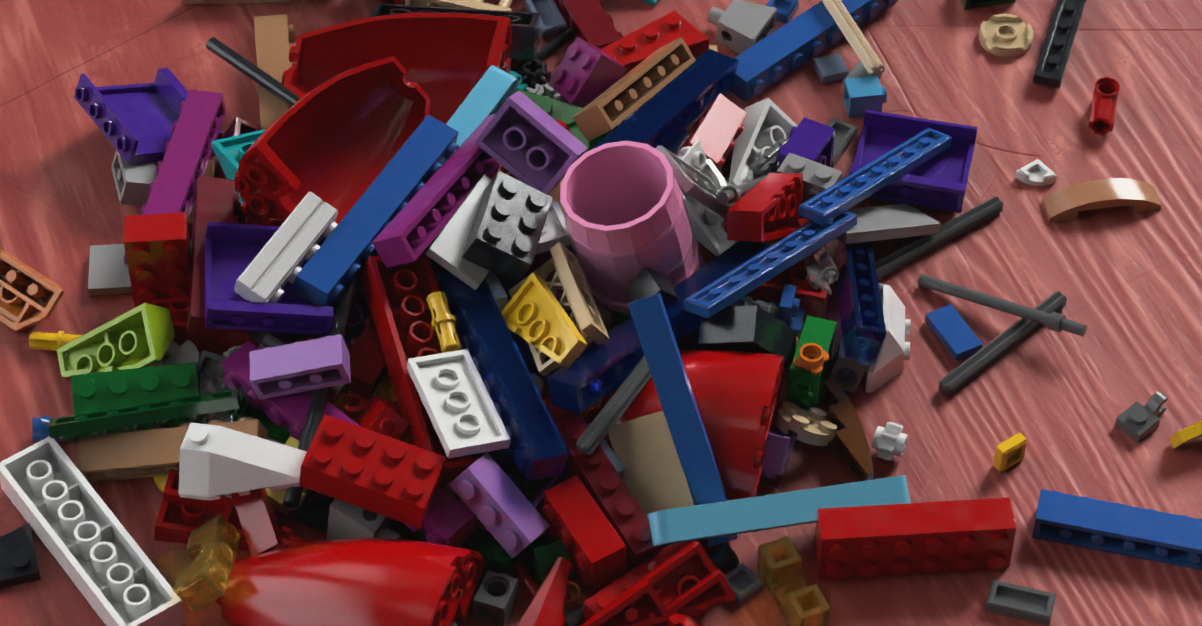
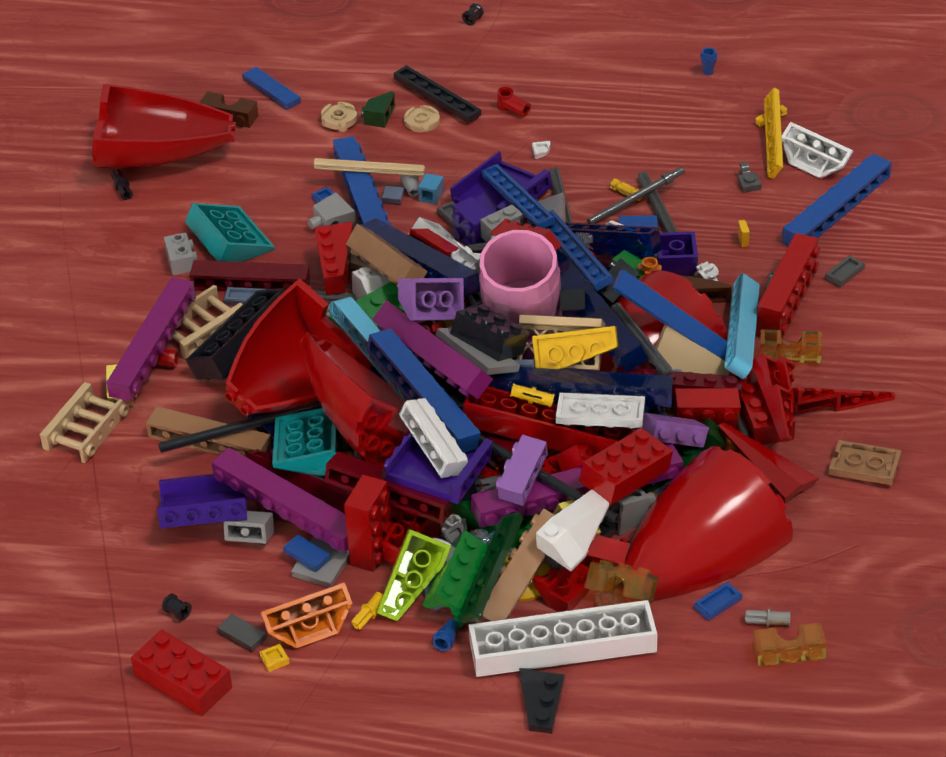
camera: 60 degrees left, 5 degrees down
(113, 250) = (306, 553): none -> blue tile
(585, 73) = (349, 277): magenta brick -> none
(767, 159) = (458, 237): dark grey axle -> none
(904, 390) = (678, 253): none -> dark purple brick
(1017, 288) = (623, 188): none -> yellow axle
(1099, 194) = (578, 133): nougat slope -> none

